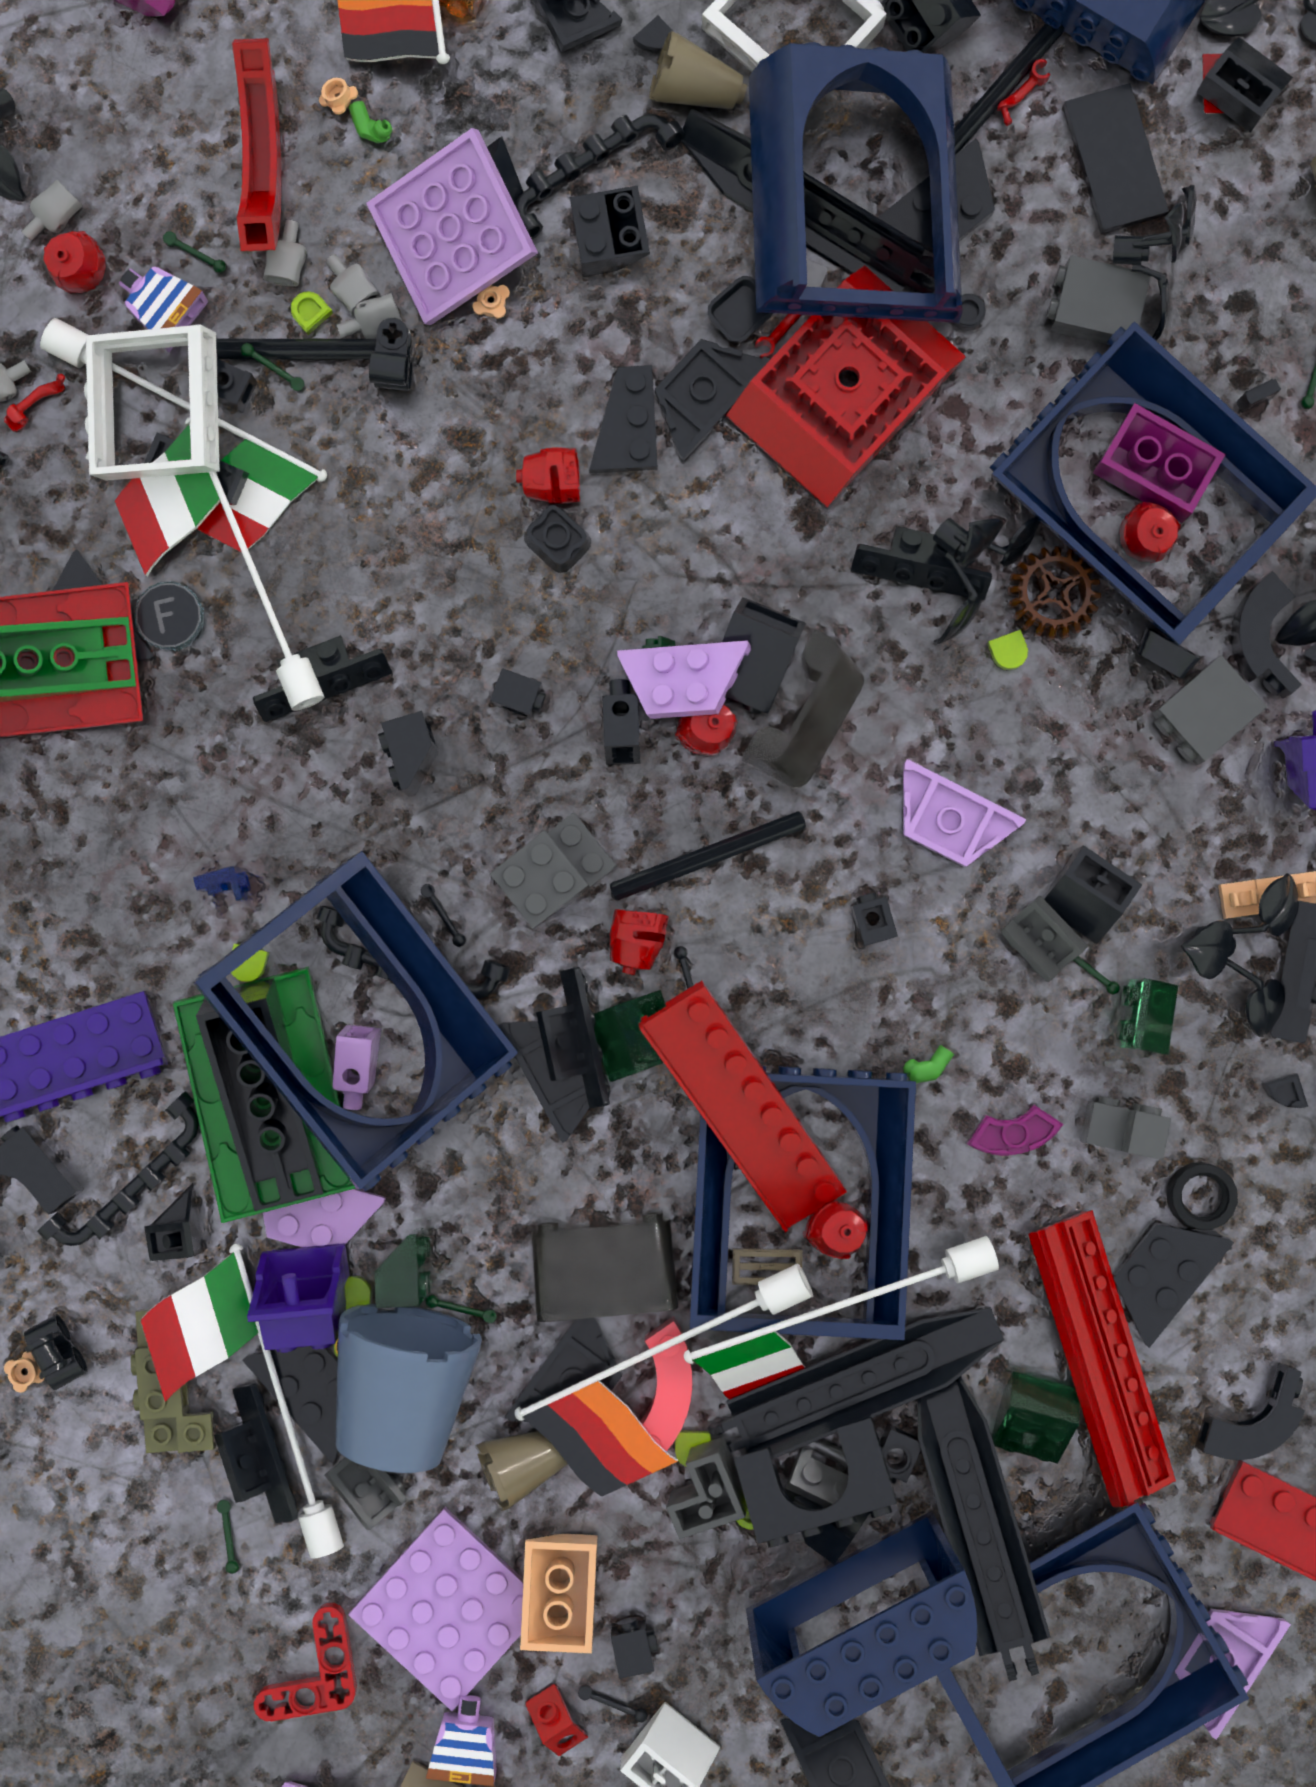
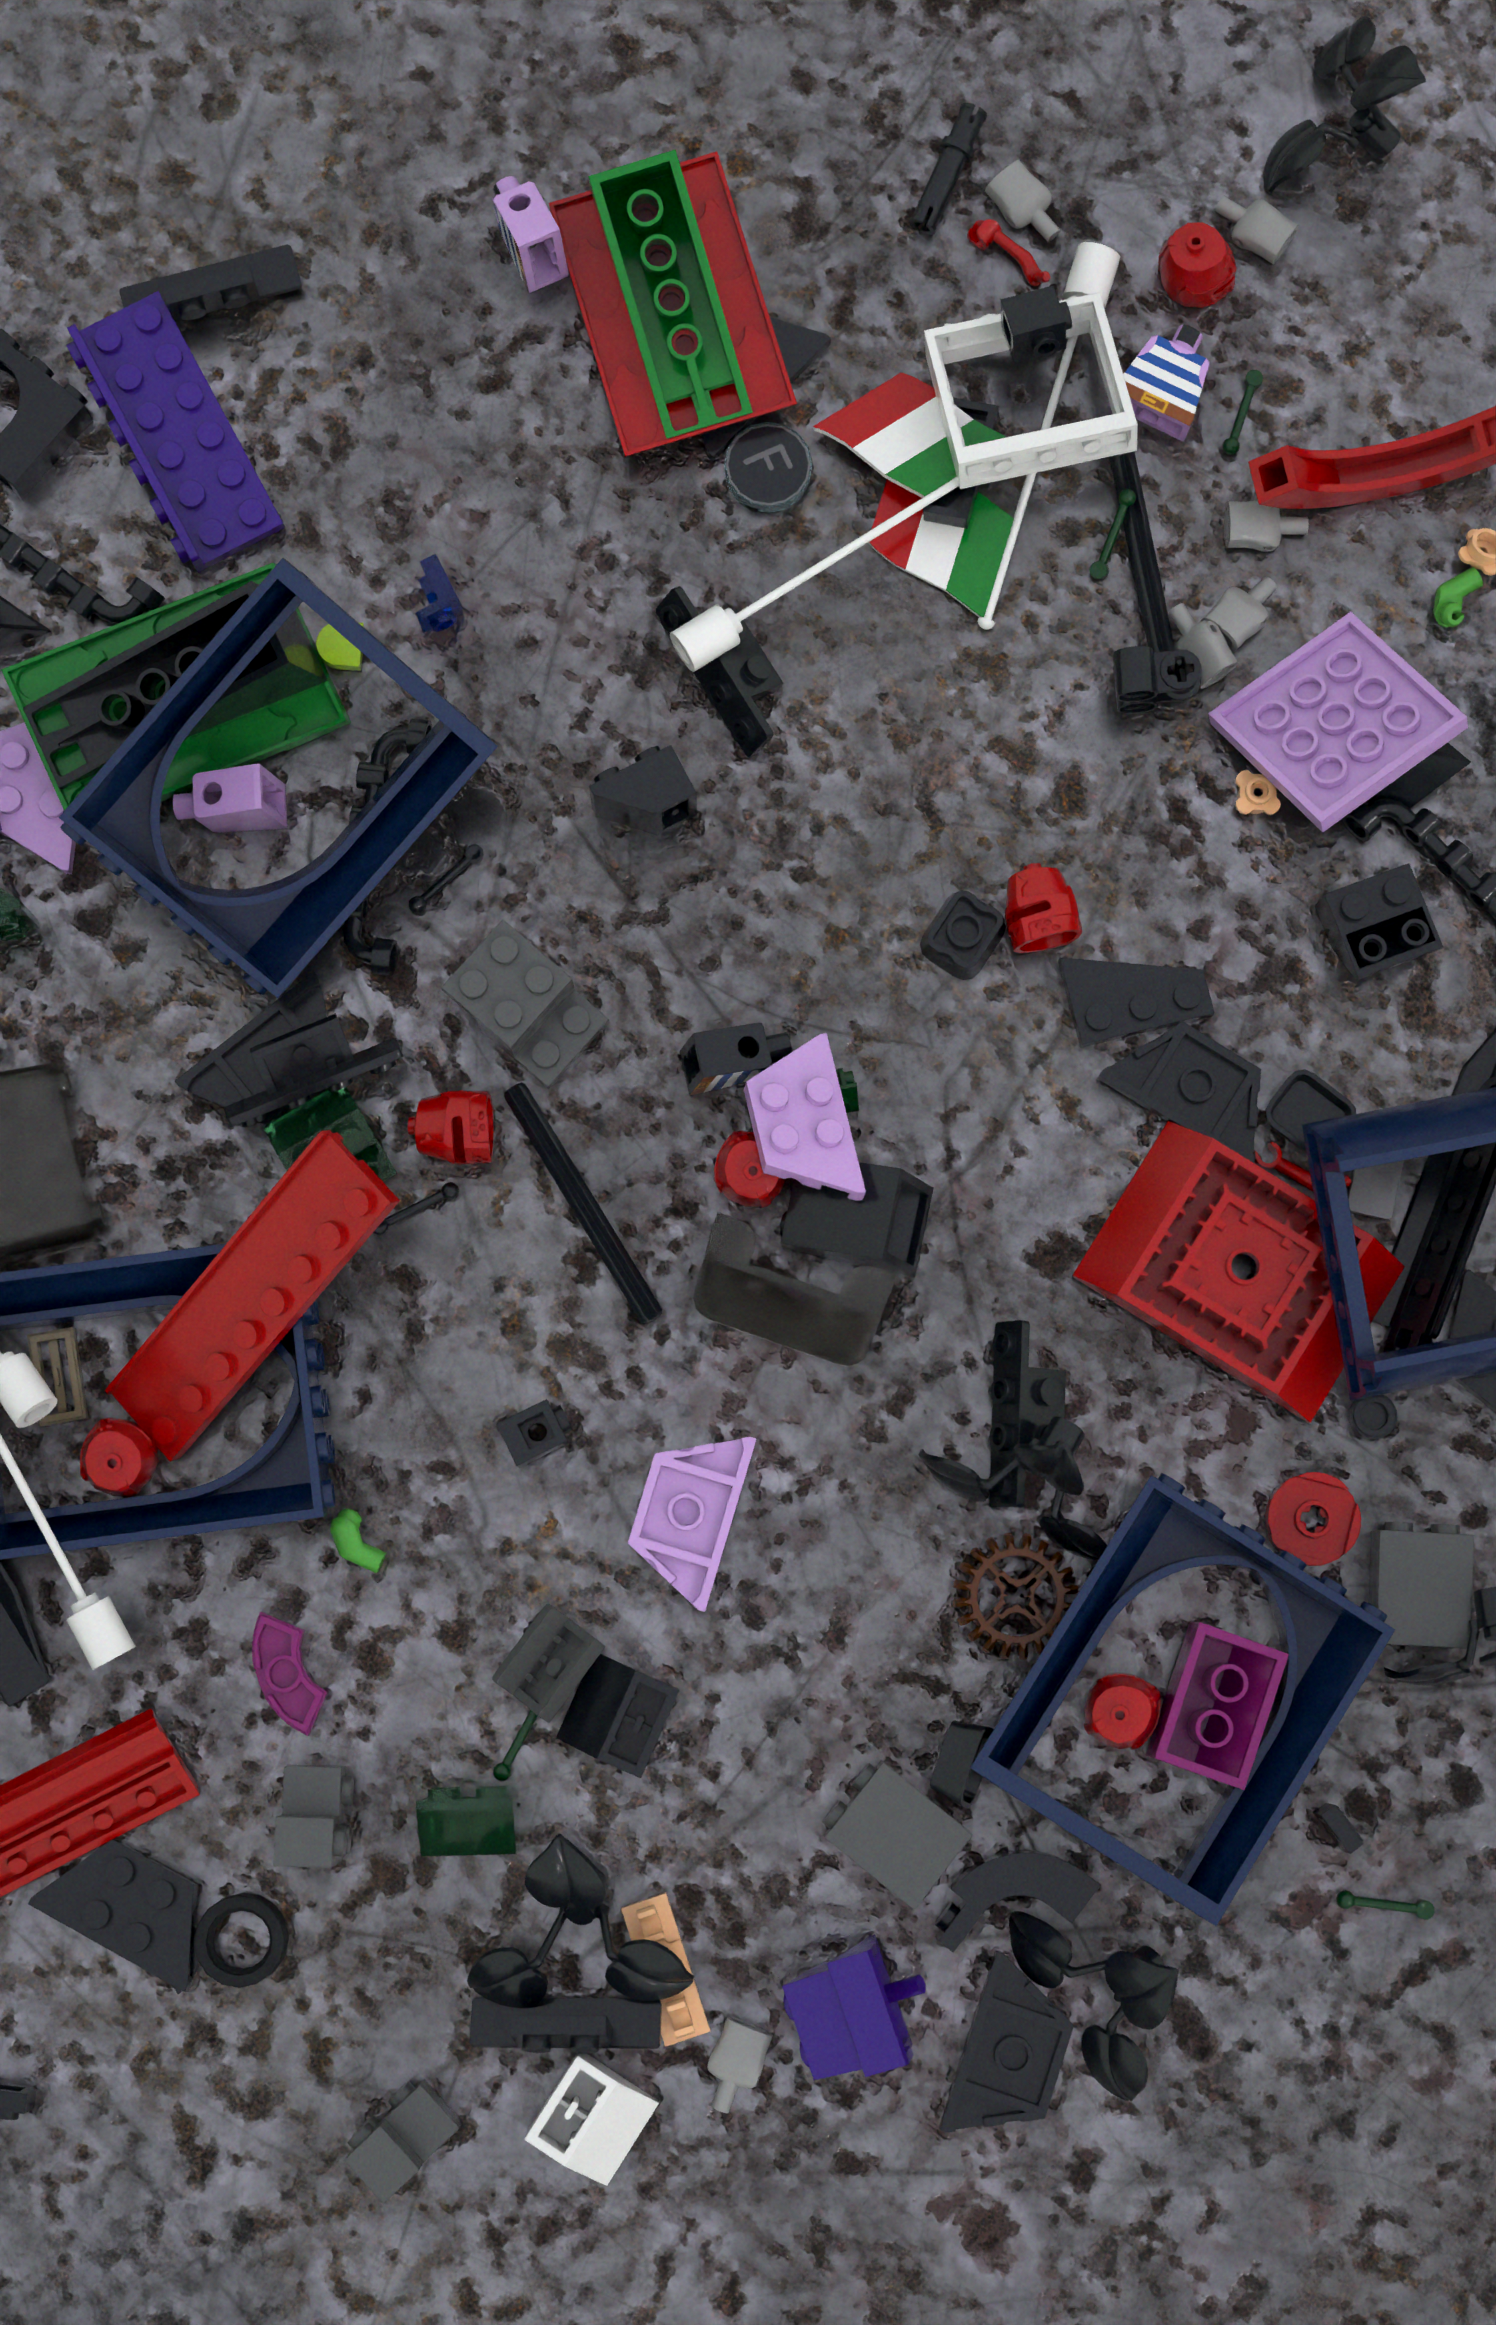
camera: 75 degrees right, 5 degrees down
(104, 387) = (1035, 323): none -> black brick
(238, 389) = (1078, 497): black brick -> none
(309, 311) = (1196, 568): lime tile -> none
(518, 694) = (748, 919): black brick -> none
(1009, 650) = (928, 1551): lime tile -> none
(1053, 361) = (1334, 1504): none -> red plate
(1286, 1091) = (402, 2033): black tile -> none

